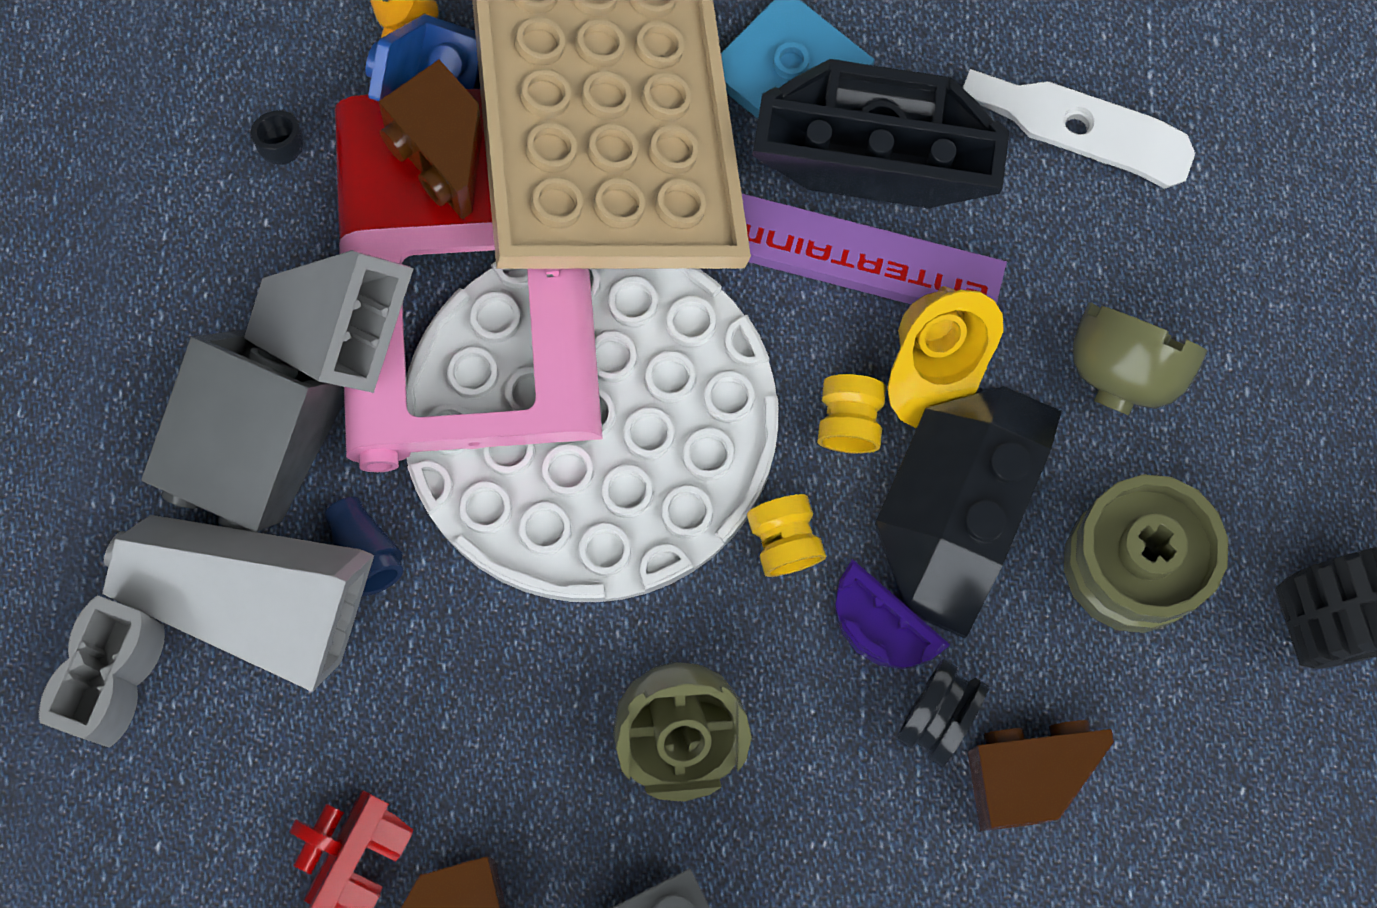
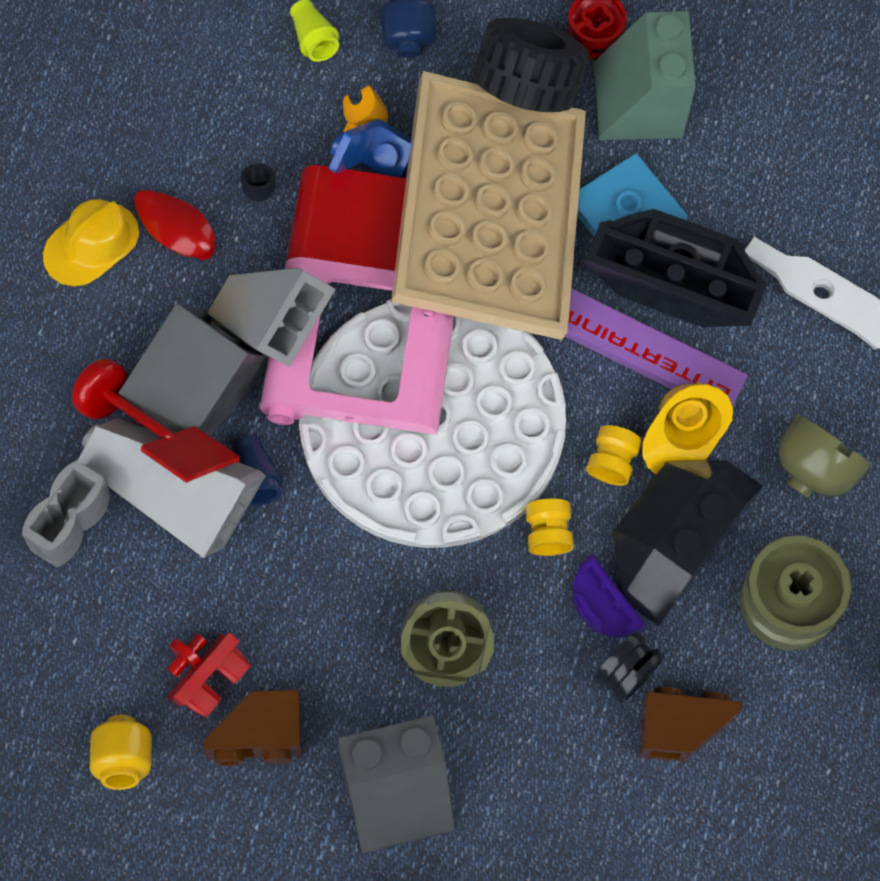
camera: 10 degrees right, 5 degrees down
(62, 270) = (90, 242): none -> yellow piece
(175, 221) = (176, 224): none -> red arm
(246, 556) = (184, 453): none -> red piece
(439, 131) = (372, 202): reddish brown slope -> none

